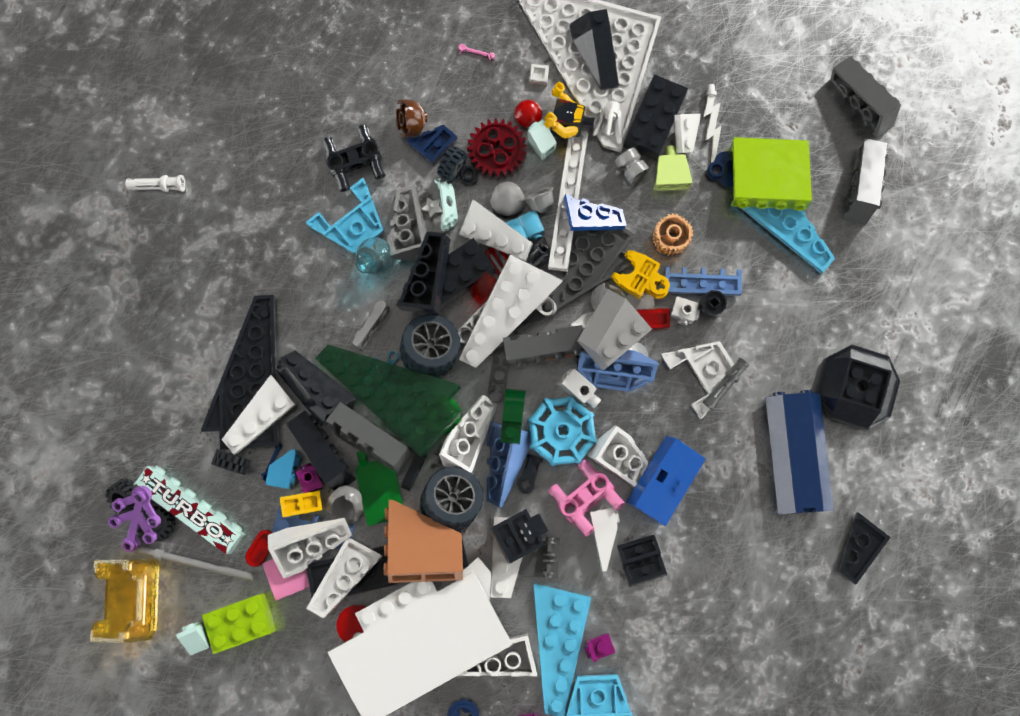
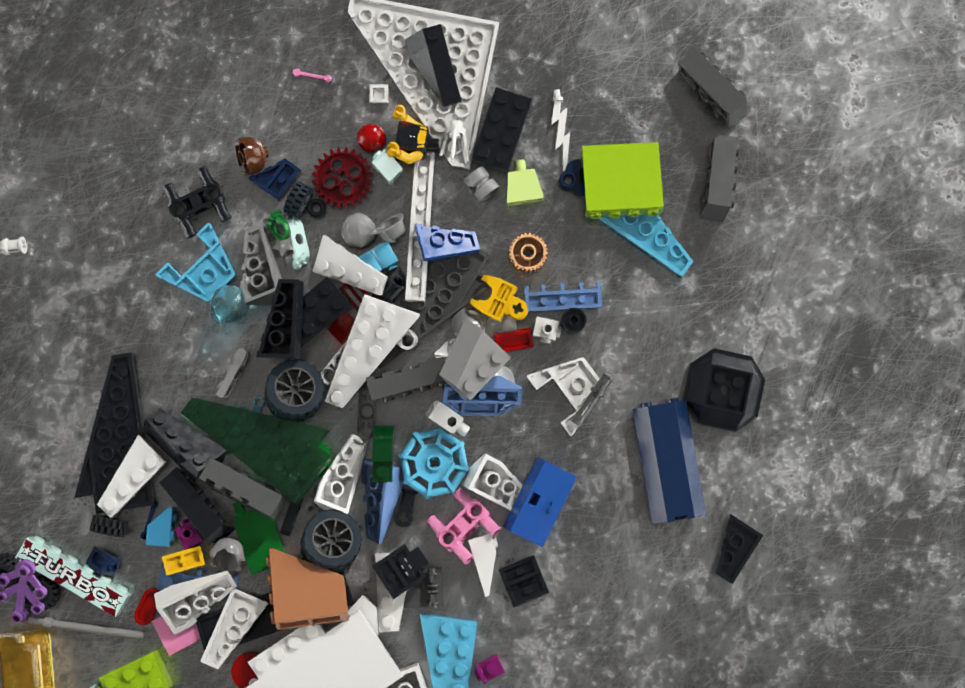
camera: 10 degrees left, 5 degrees up
(221, 498) = (103, 561): none -> dark blue bracket
(424, 183) = (272, 222): none -> green piece
(686, 131) = (534, 143): white wing -> none

